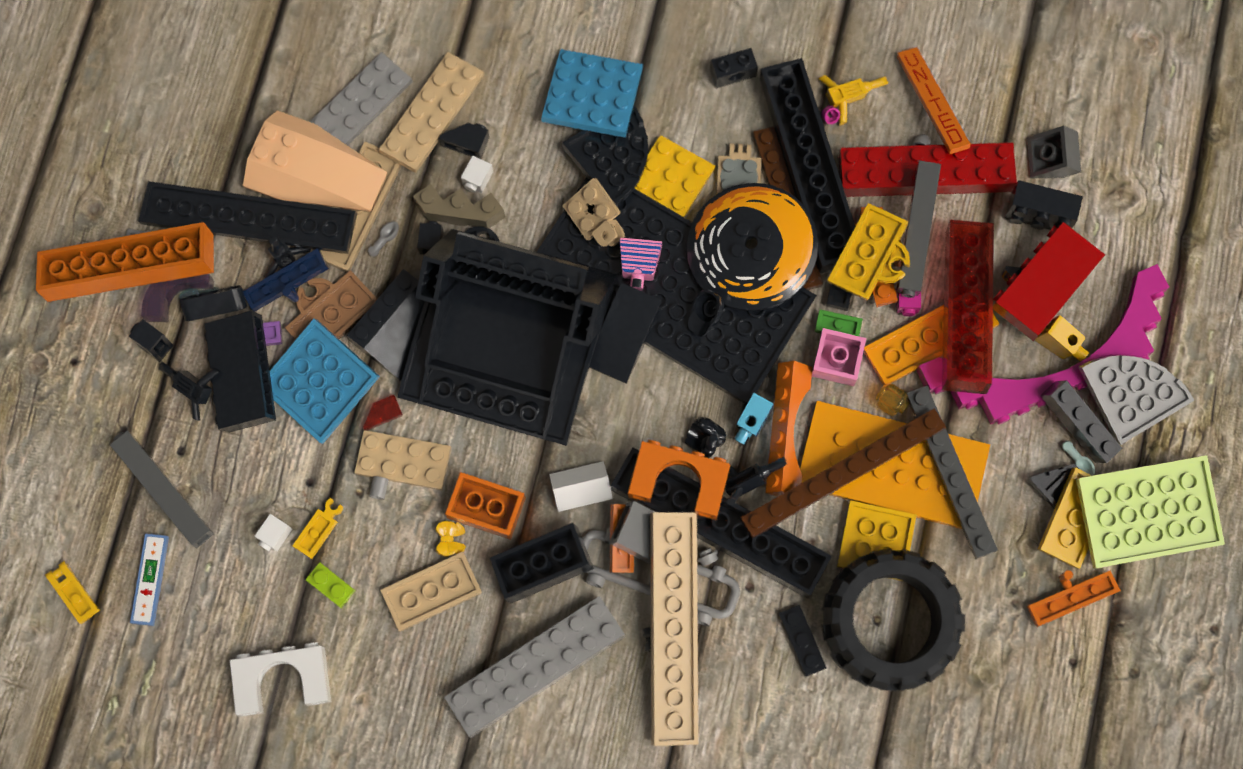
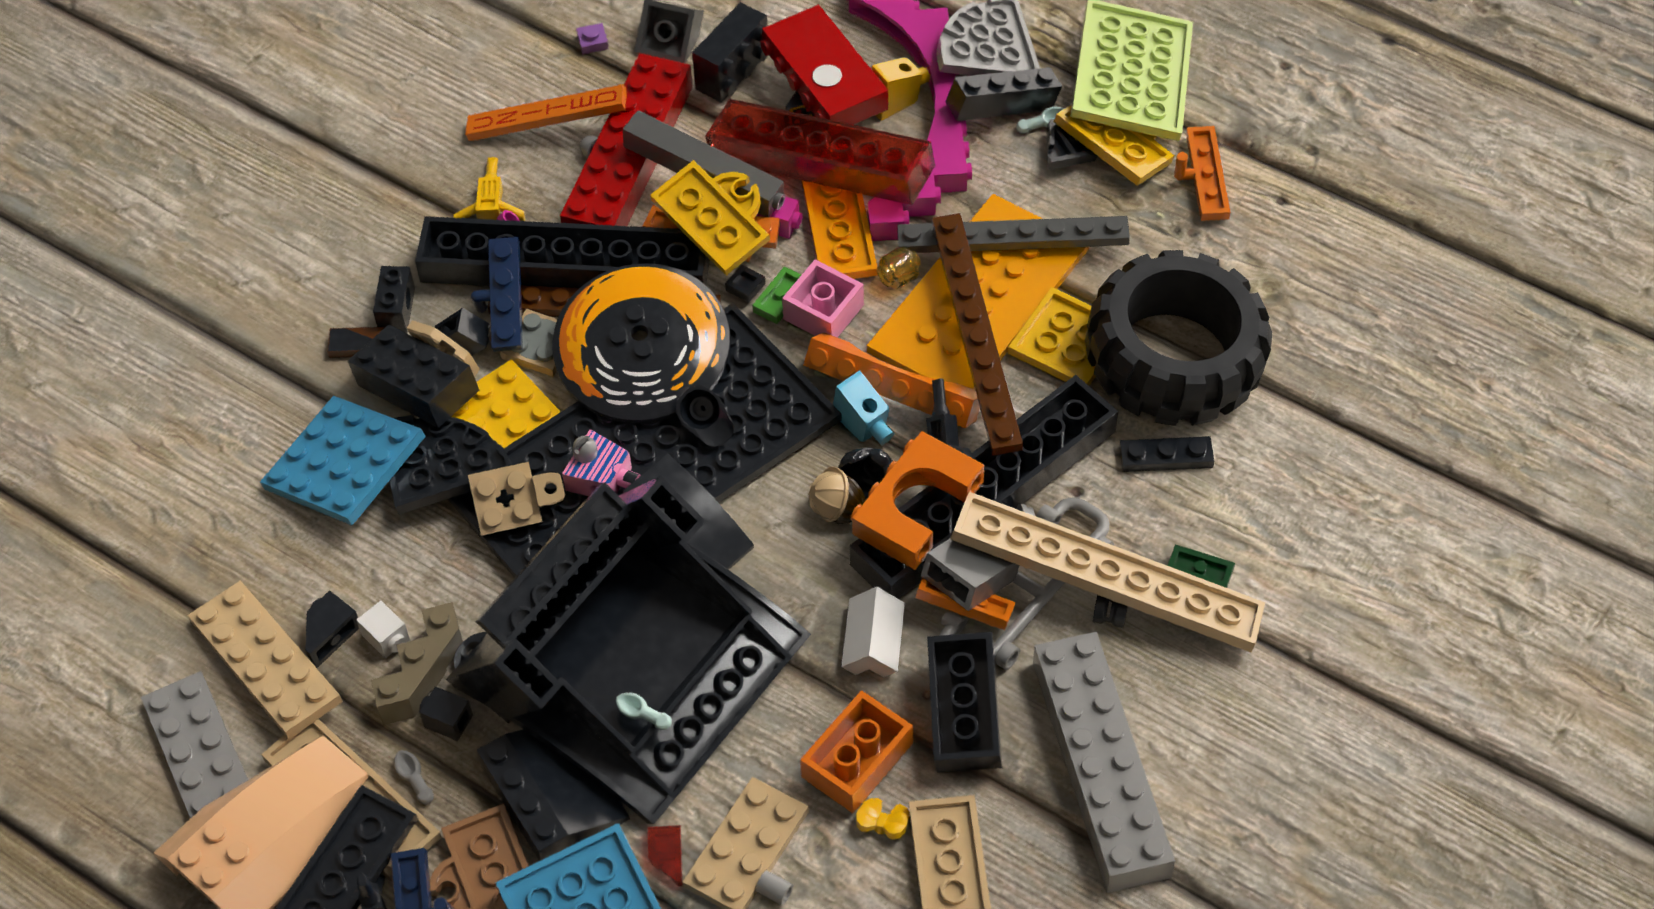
camera: 70 degrees left, 20 degrees down
(459, 354) = (636, 707): none -> light aqua piece
(640, 248) = (587, 452): none -> light grey hinge
(670, 108) = (413, 375): none -> black brick
(676, 424) = (835, 496): none -> tan piece
(694, 60) = (348, 341): none -> black tile
(699, 111) = (440, 341): none -> tan tile
(710, 691) = (1202, 565): none -> dark green plate
(719, 123) = (466, 330): none -> black slope
(756, 139) = (503, 295): none -> dark blue plate
(1026, 102) = (592, 38): none -> medium lavender plate
(1034, 286) = (827, 75): none -> white sticker

